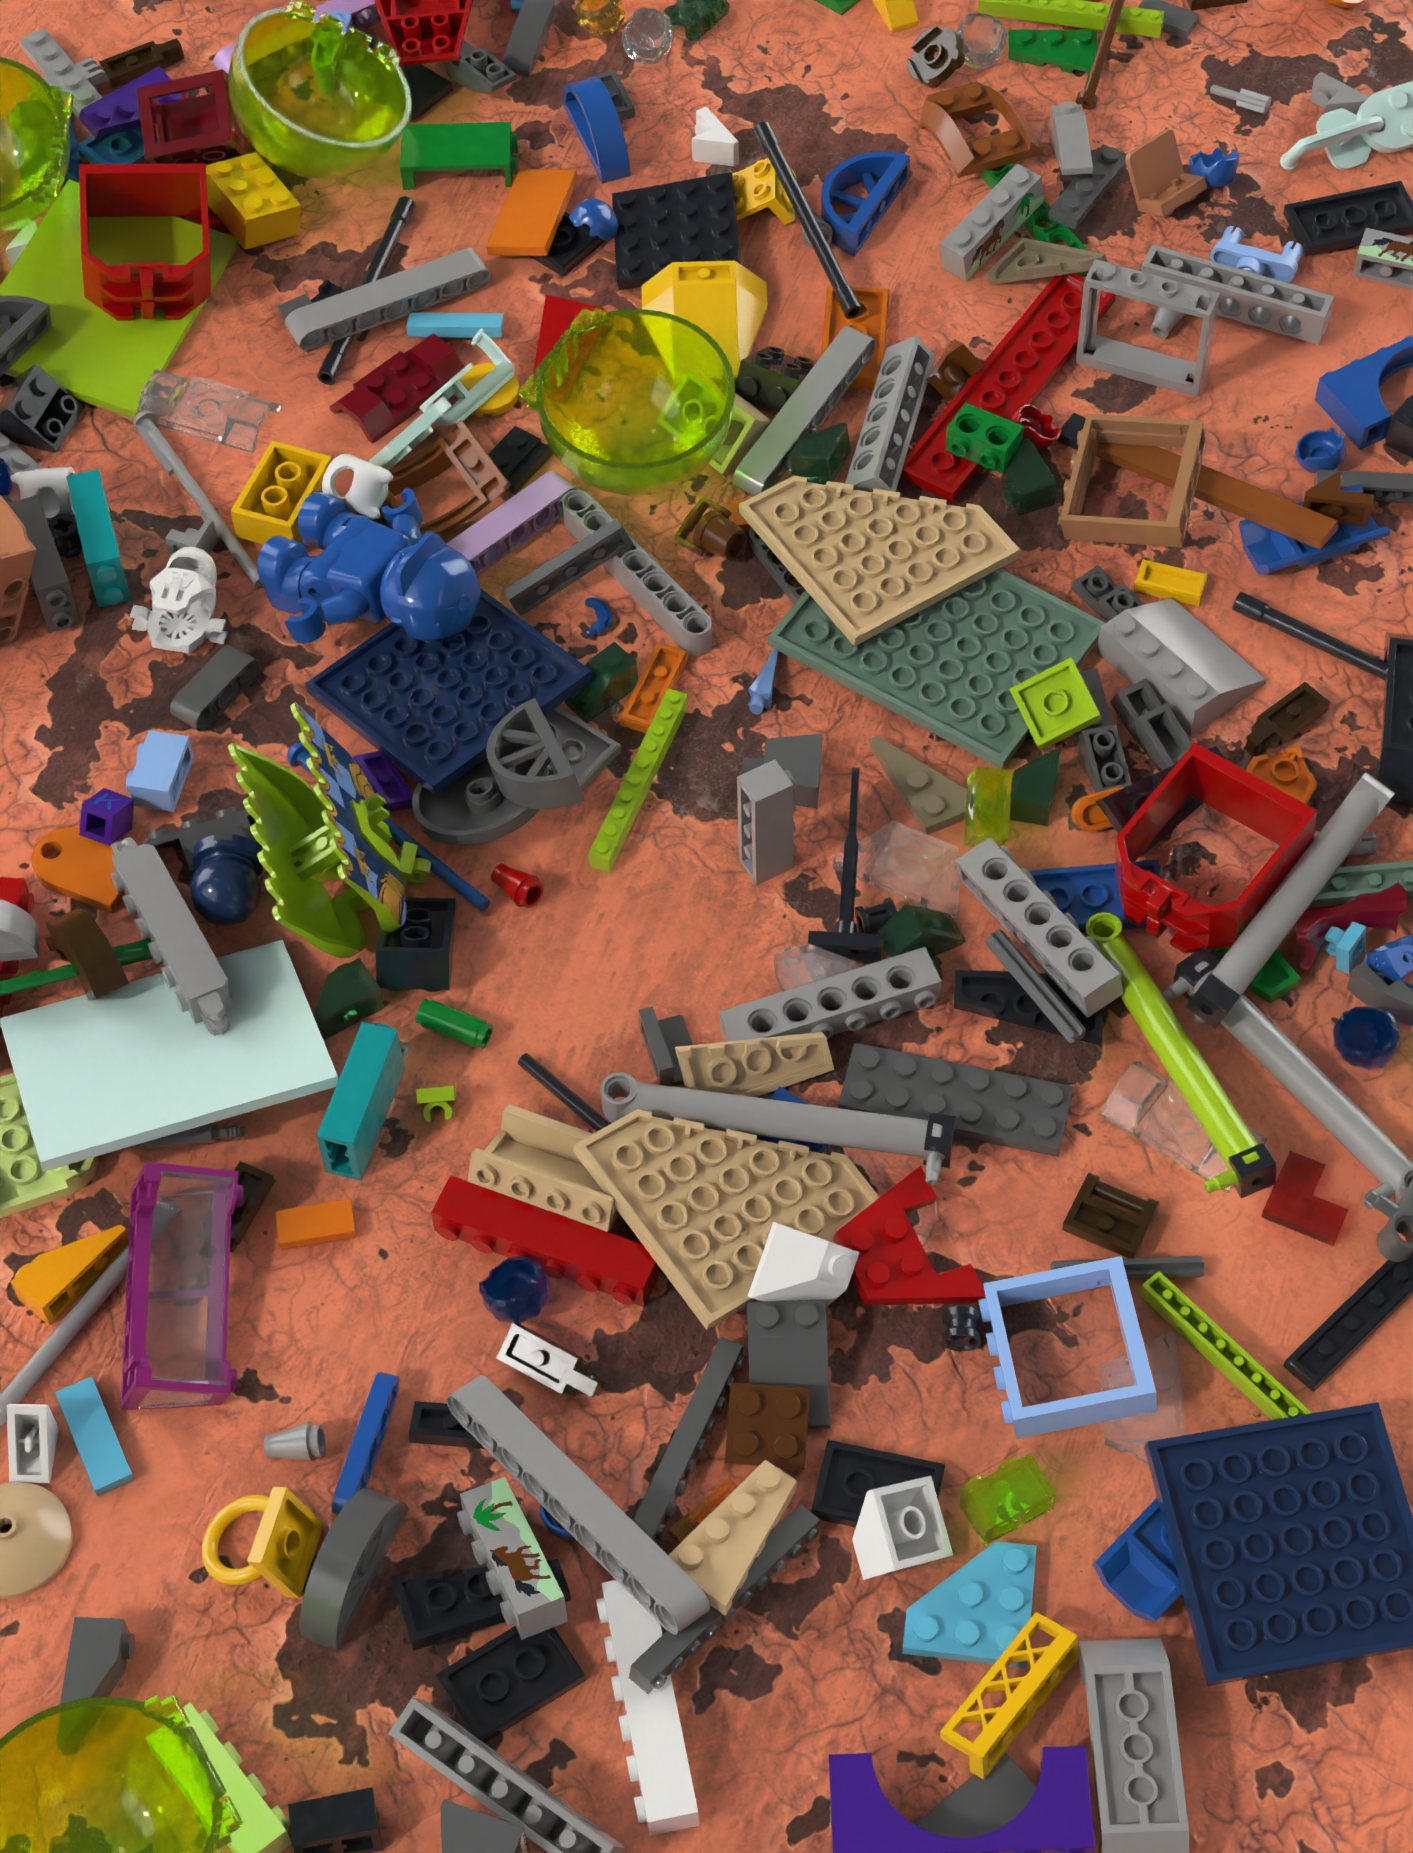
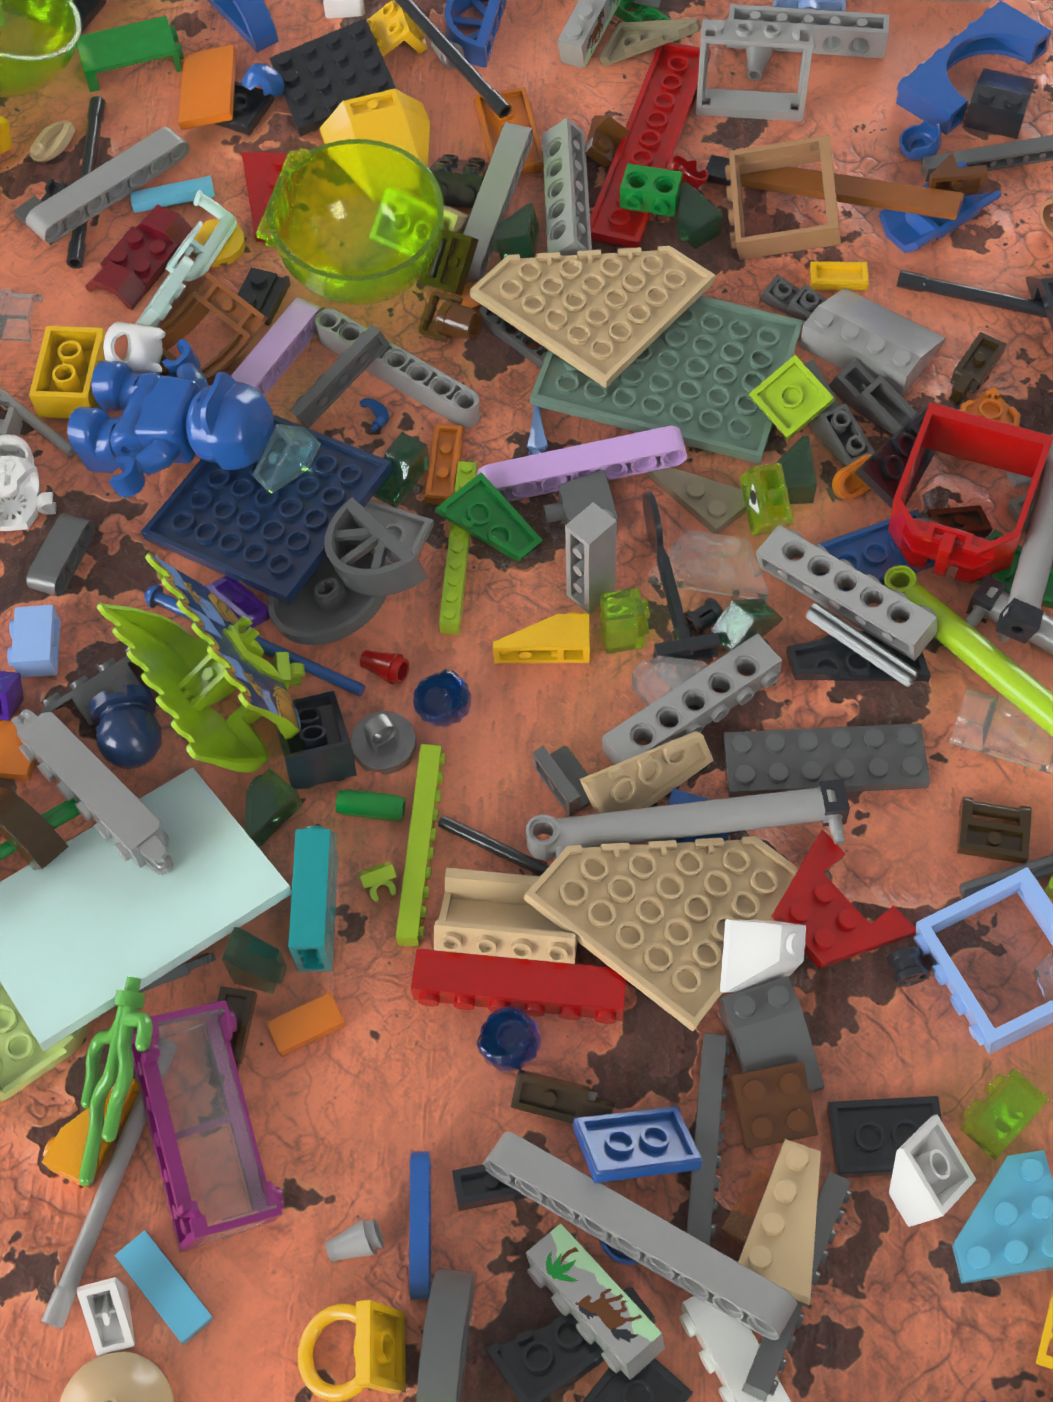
camera: 15 degrees left, 5 degrees up
(98, 1219) = (117, 1069): none -> bright green plant
(280, 1146) = (253, 962): none -> clear green slope
(343, 237) = (52, 141): none -> tan arm
(480, 638) = (286, 456): none -> clear light blue slope
(489, 964) = (383, 742): none -> flat silver tile
(491, 1077) = (419, 846): none -> lime piece
(564, 933) = (442, 698): none -> clear blue hair
(609, 1422) = (636, 1144): none -> blue tile
(680, 756) = (491, 518): none -> green wing
(701, 901) = (552, 640): none -> yellow slope
(732, 469) = (454, 263): none -> dark brown plate
(784, 898) = (623, 620): none -> clear neon green brick
(840, 723) = (617, 456): none -> lavender beam
(1201, 883) = (966, 518): none -> dark brown hinge

